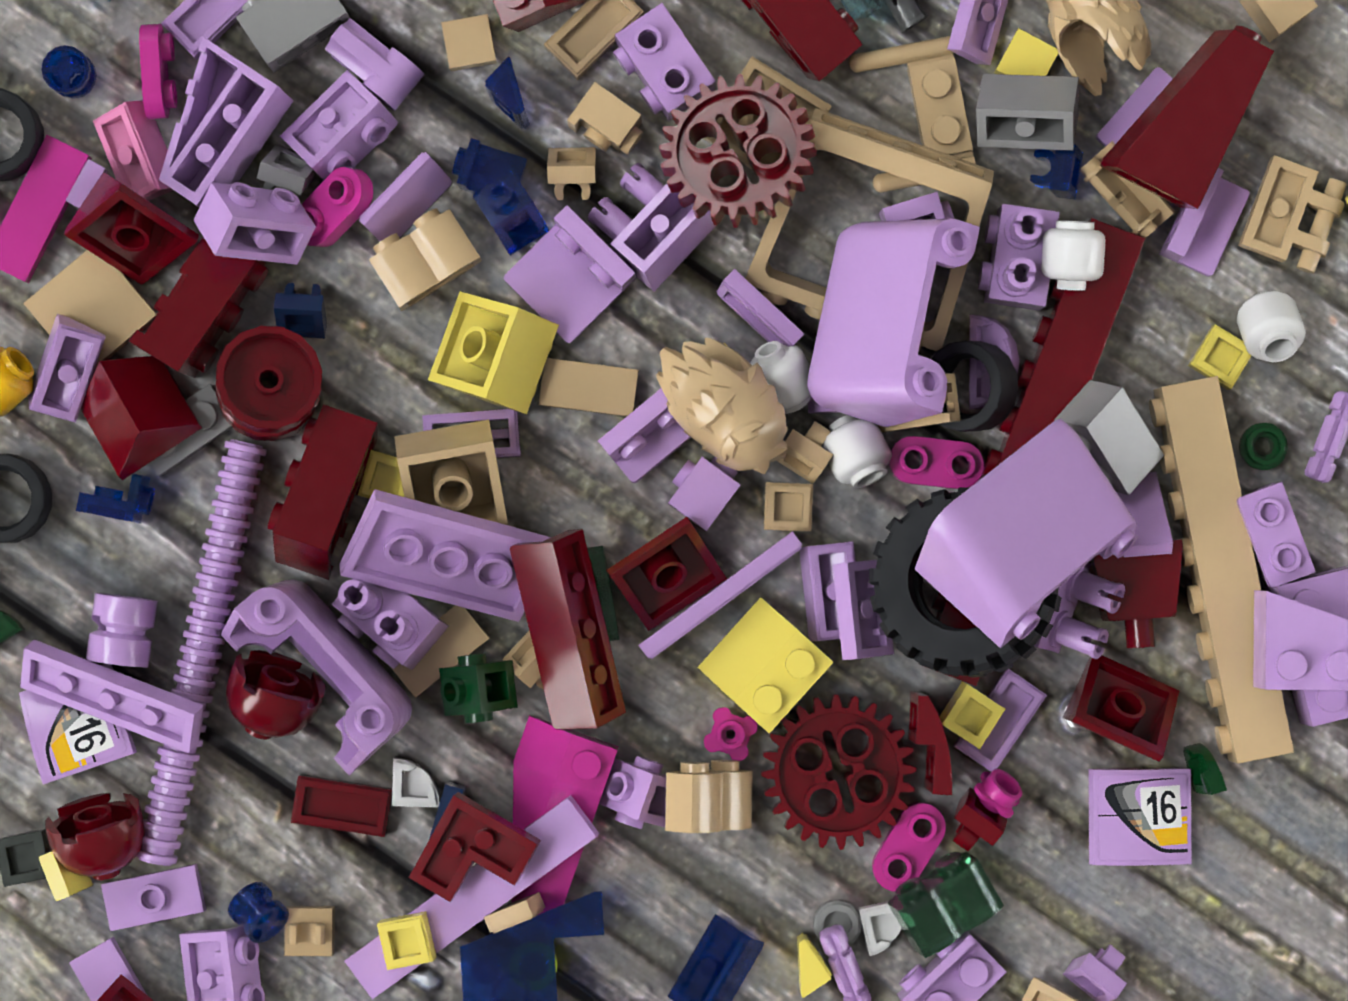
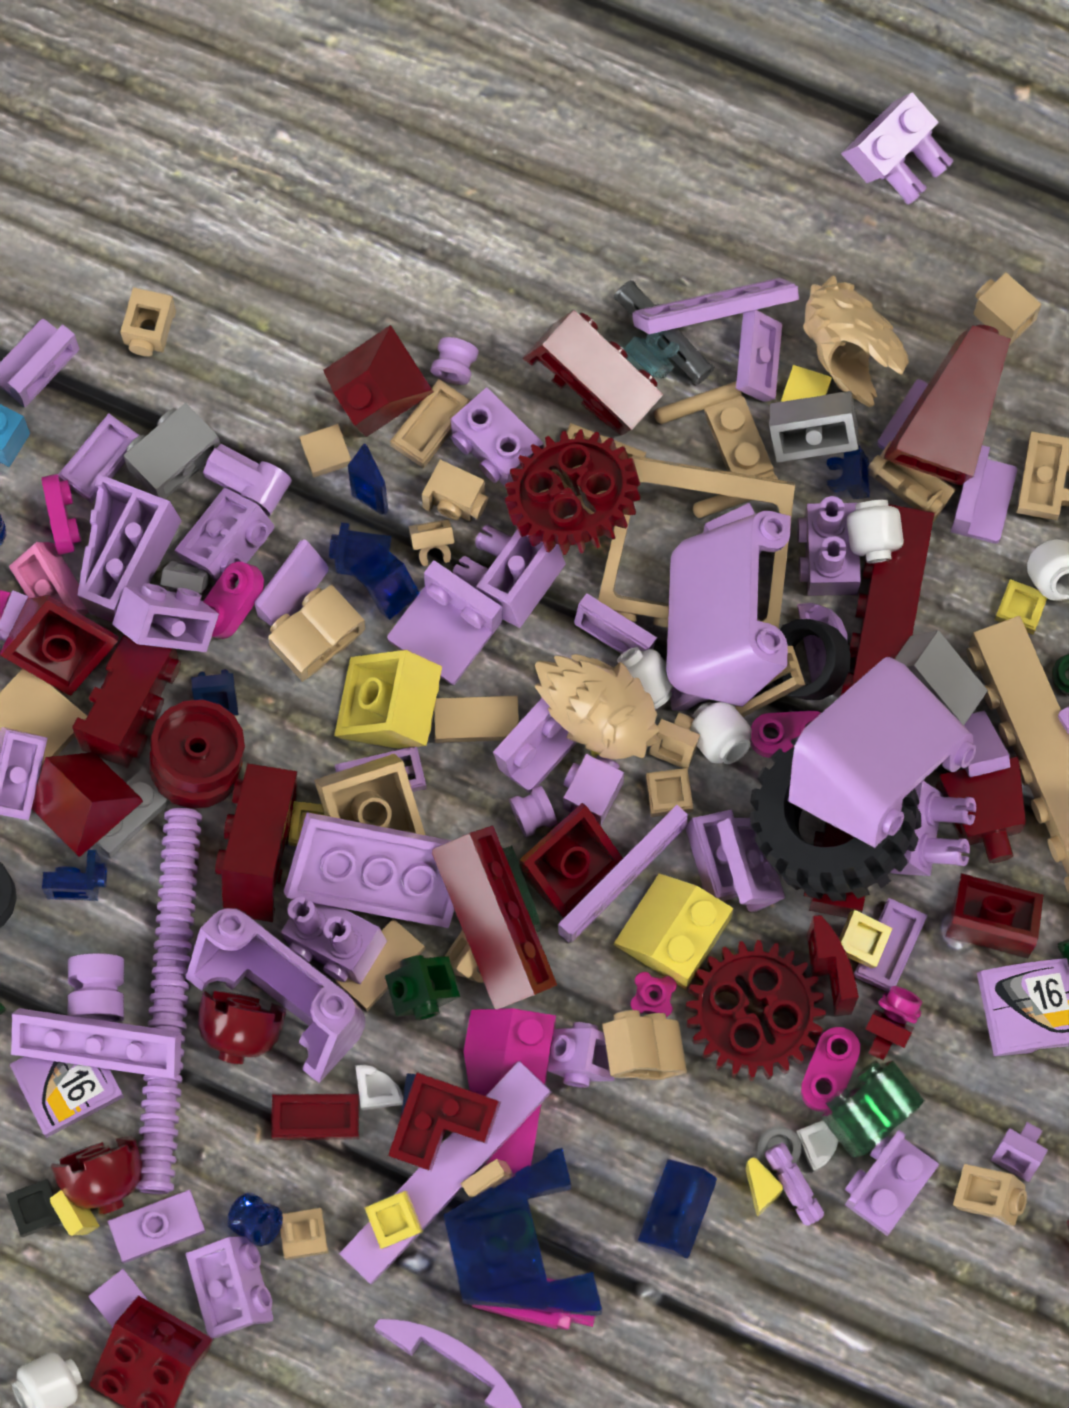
camera: 10 degrees left, 15 degrees down
(633, 507) = (533, 811): none -> lavender wheel

